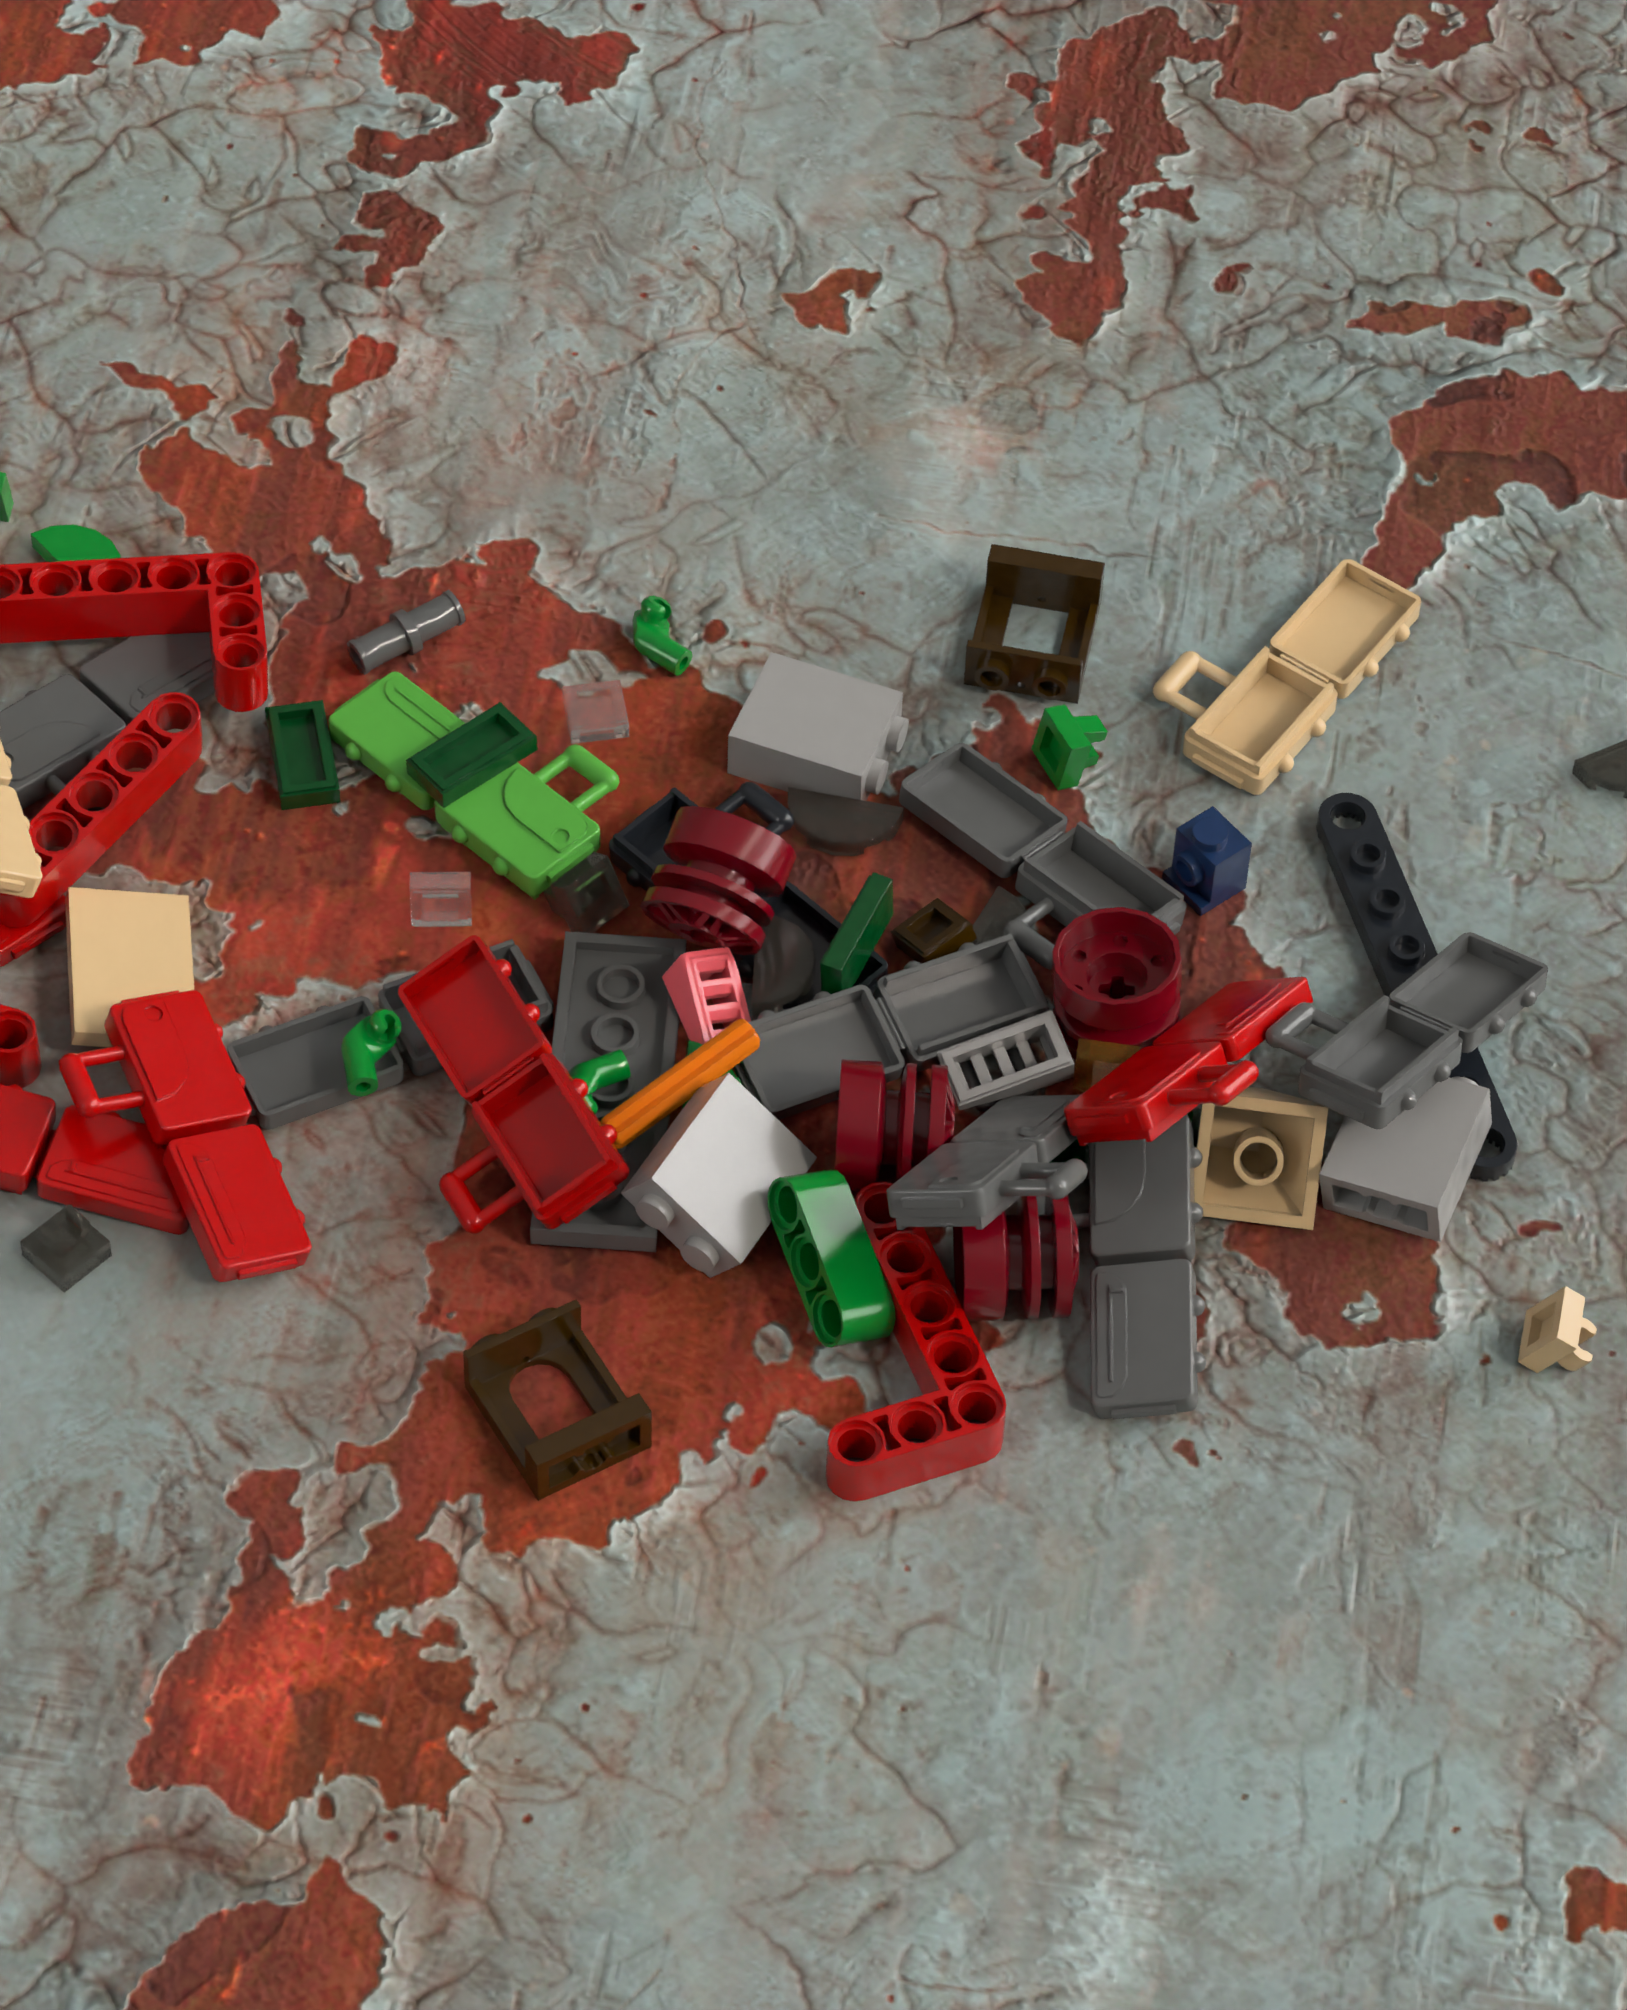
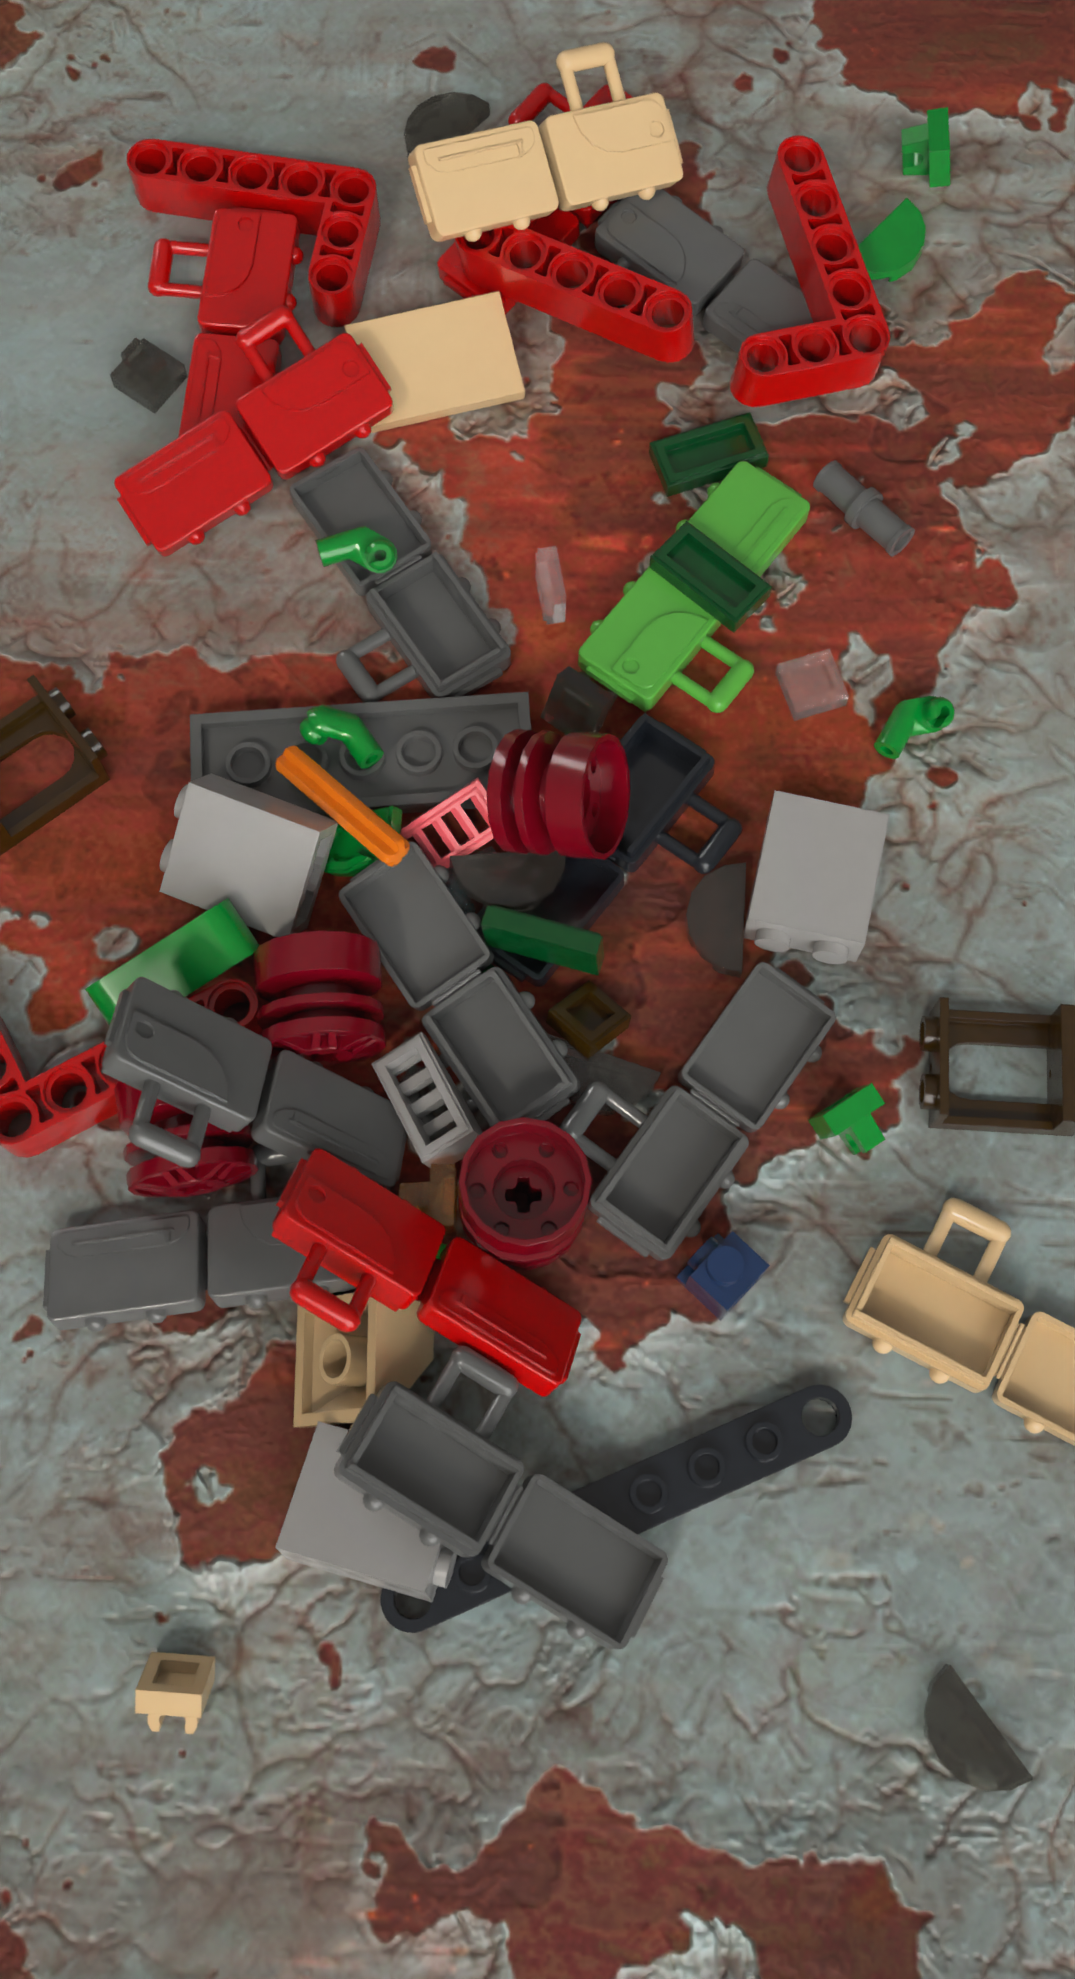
camera: 85 degrees right, 20 degrees up
(516, 1089) = (291, 682): red piece -> none

